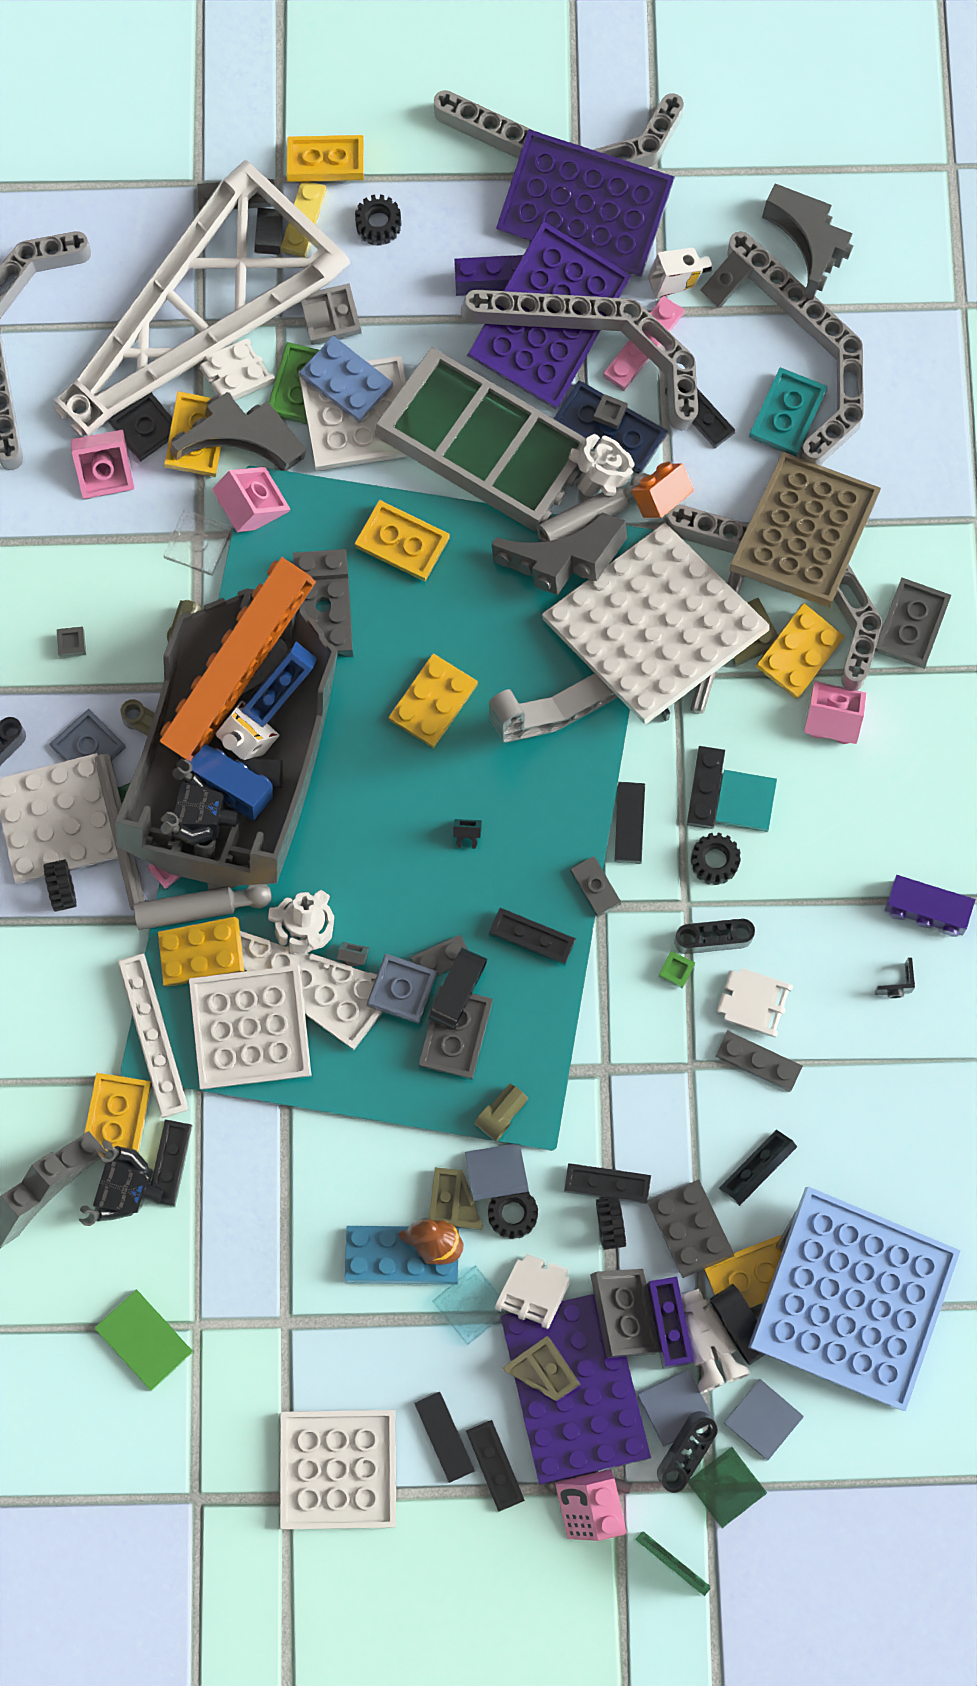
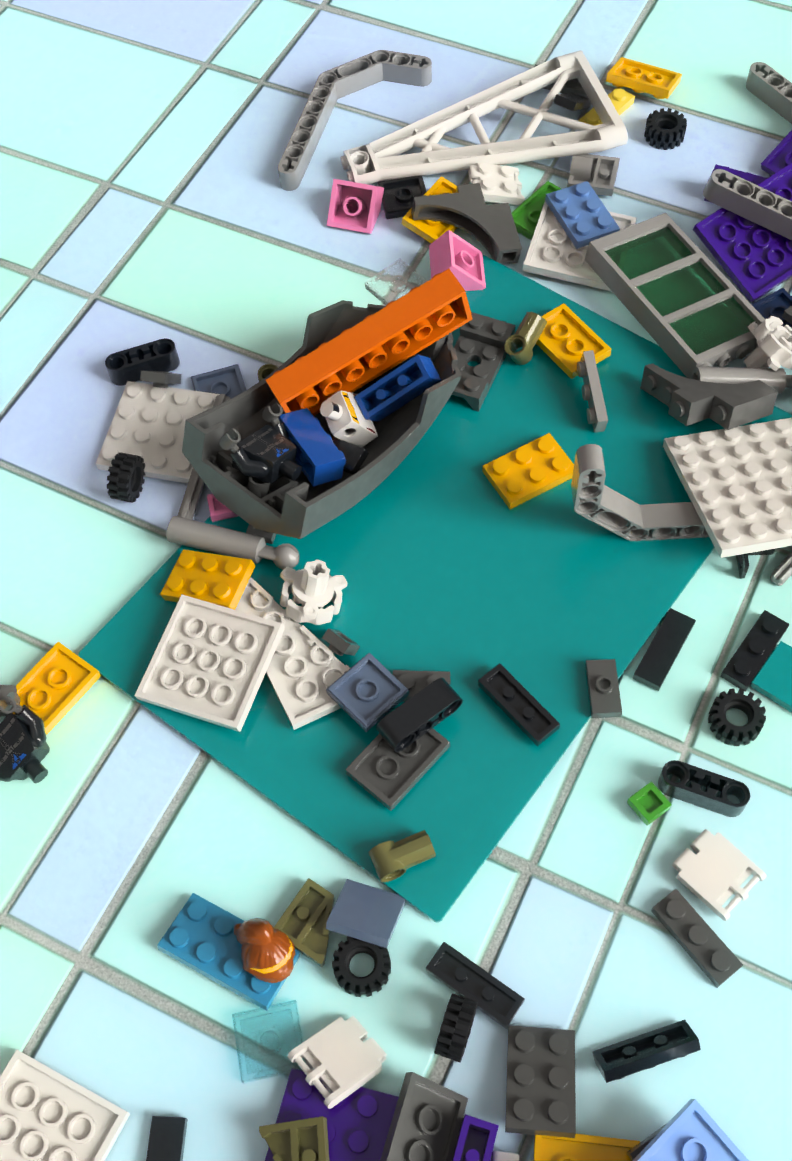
camera: 30 degrees right, 15 degrees down
(26, 762) = (160, 378): none -> dark grey plate
(71, 641) = (254, 312): dark grey plate -> none
(153, 1035) = (124, 636): white tile -> none
(171, 1160) = (74, 752): black tile -> none
(363, 557) = (525, 337): none -> olive piece
(454, 593) = (592, 391): none -> light grey plate
(467, 829) = (504, 584): black tile -> none

